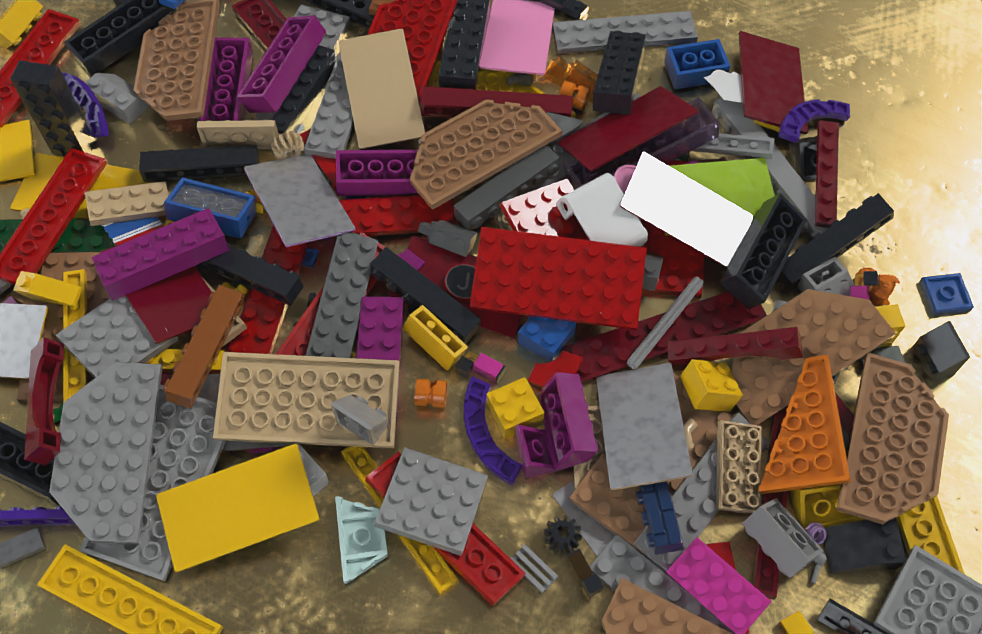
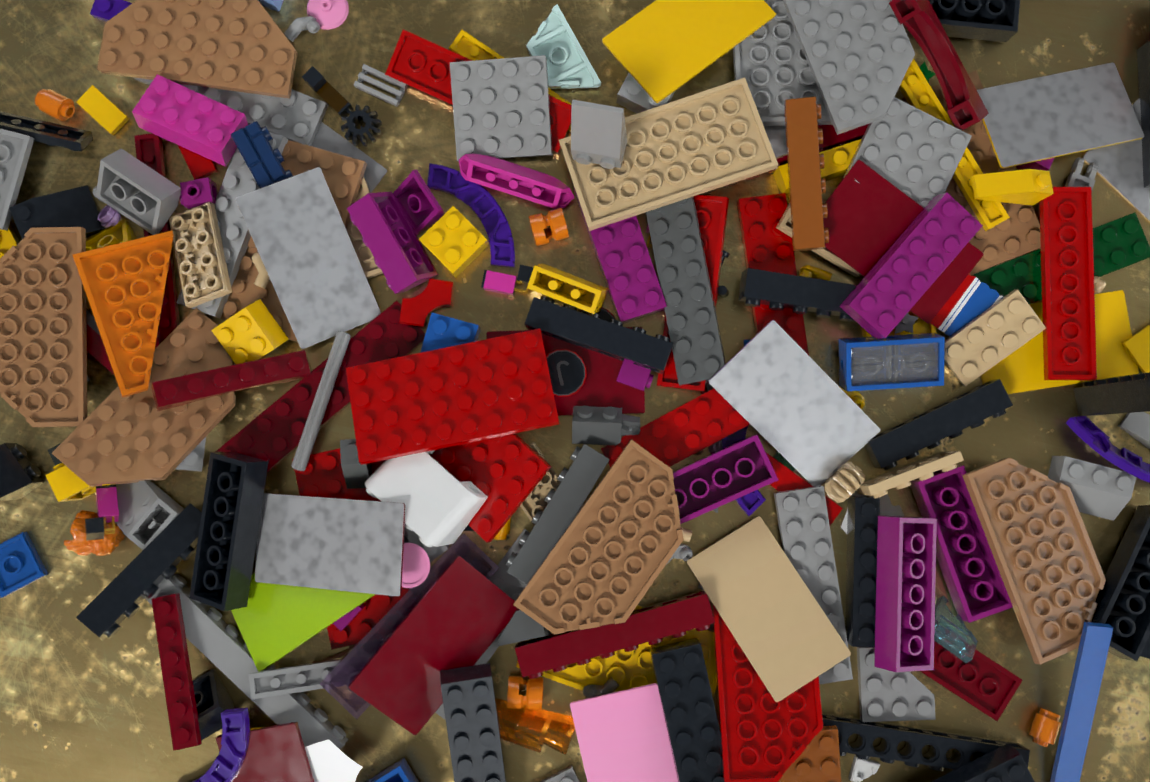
camera: 155 degrees right, 25 degrees up
(261, 37) = (952, 632): none -> clear light blue wing
(444, 440) = (515, 180): none -> dark pink brick
(727, 524) = (198, 192): none -> magenta brick

